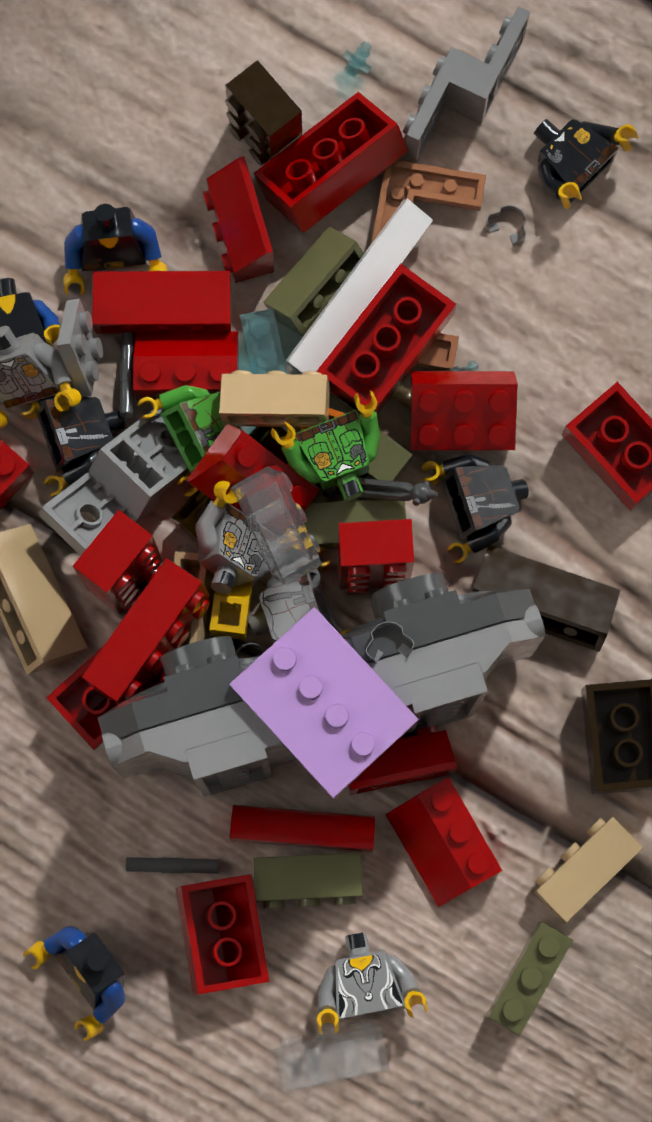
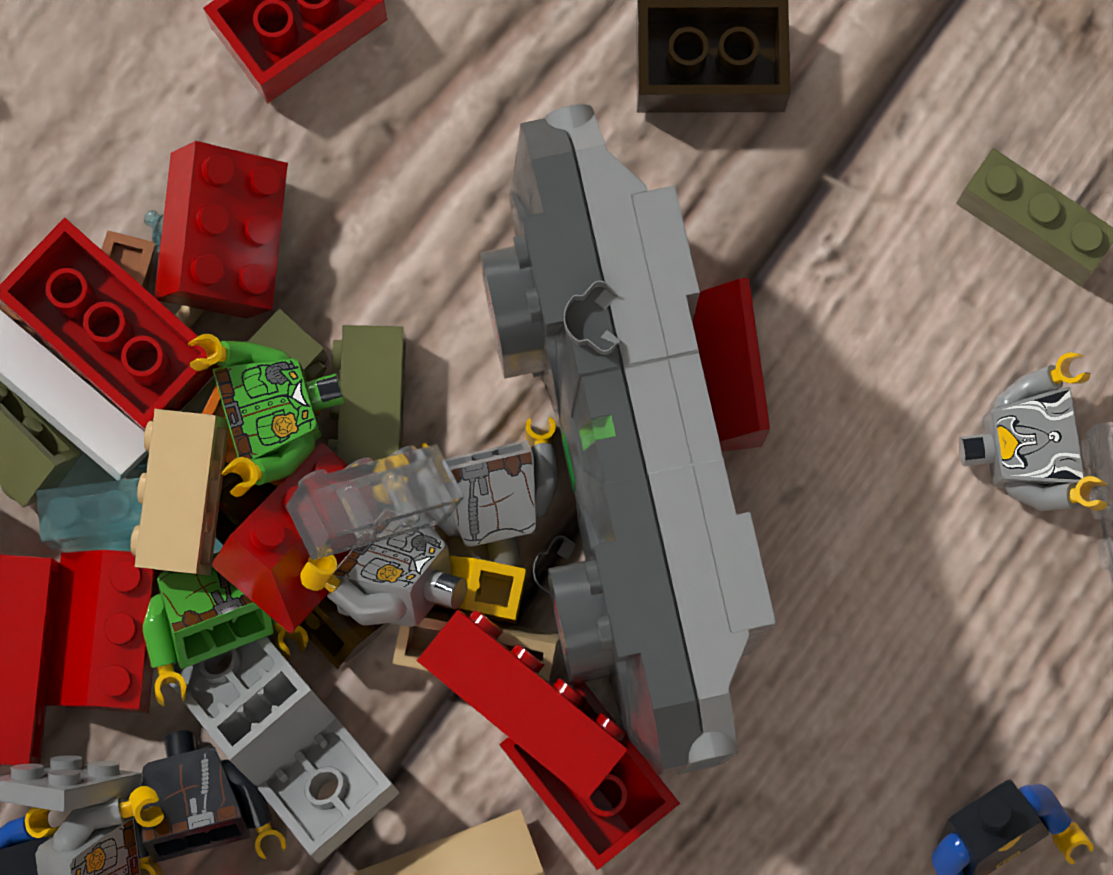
camera: 85 degrees left, 0 degrees up
(119, 562) = (411, 745): red brick -> none
(126, 375) = (111, 721): dark grey piece -> none
(172, 865) = (847, 707): dark grey piece -> none
(222, 934) = (956, 638): red slope -> none
(302, 828) = (810, 510): red brick -> none
(308, 879) = (881, 511): olive brick -> none
(323, 702) = (675, 420): lavender plate -> none
(374, 554) = (432, 364): red brick -> none
(390, 490) = (334, 333): dark grey wheel -> none
(443, 842) = (840, 316): red slope -> none
(479, 499) = (353, 221): black torso -> none
(568, 603) = (475, 182): dark brown brick -> none
(586, 868) = (890, 126): tan brick -> none

